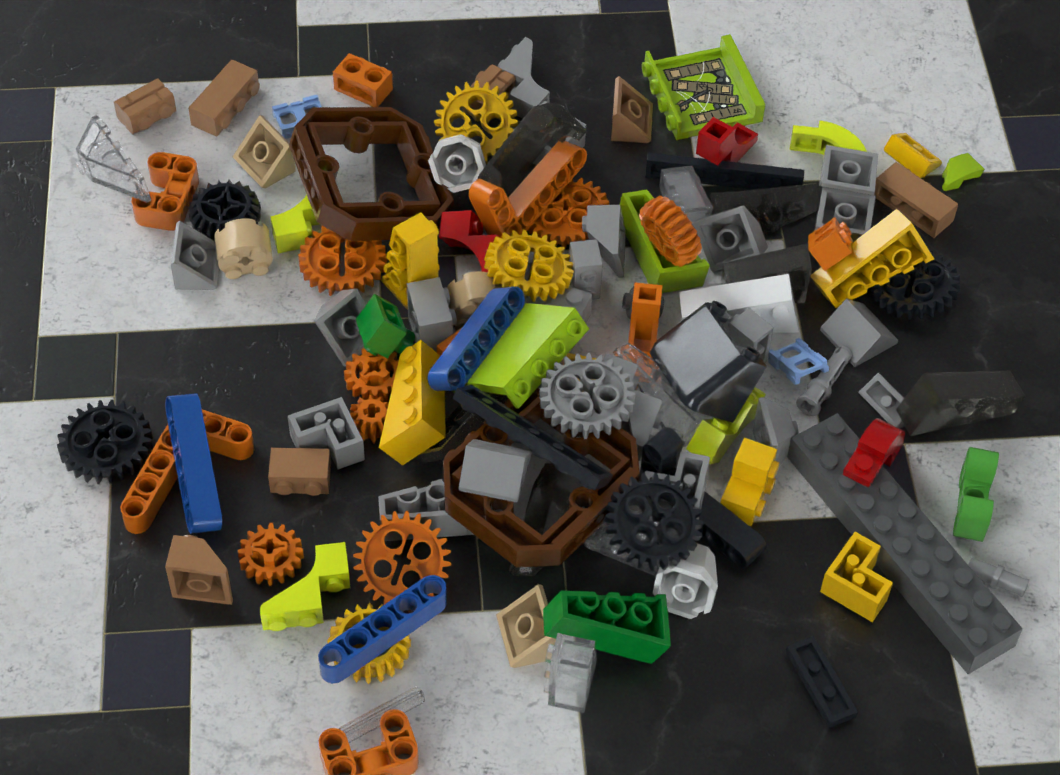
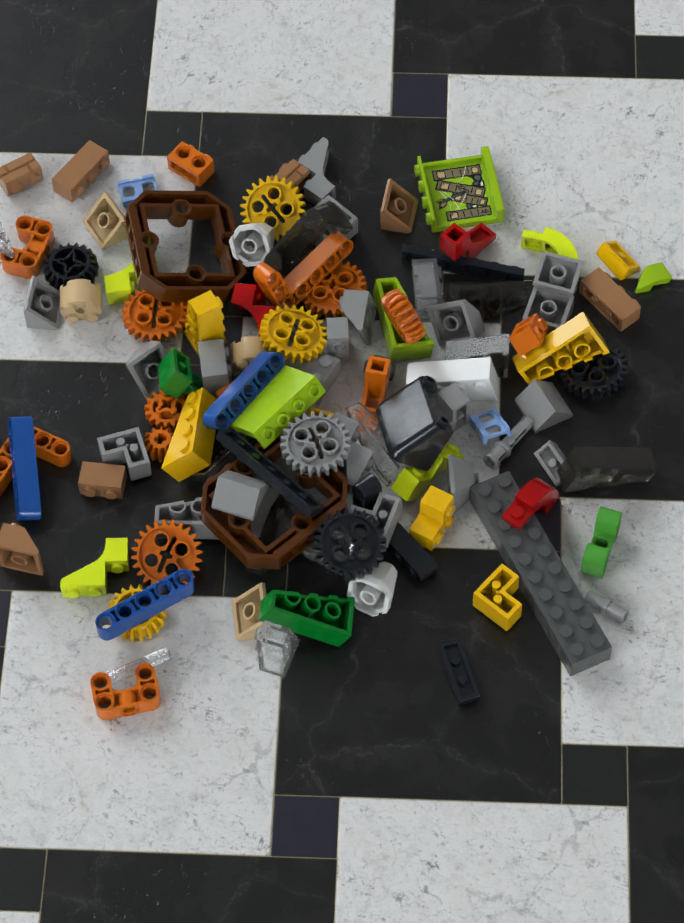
camera: 10 degrees right, 5 degrees up
(270, 554) = (75, 542): orange gear -> none

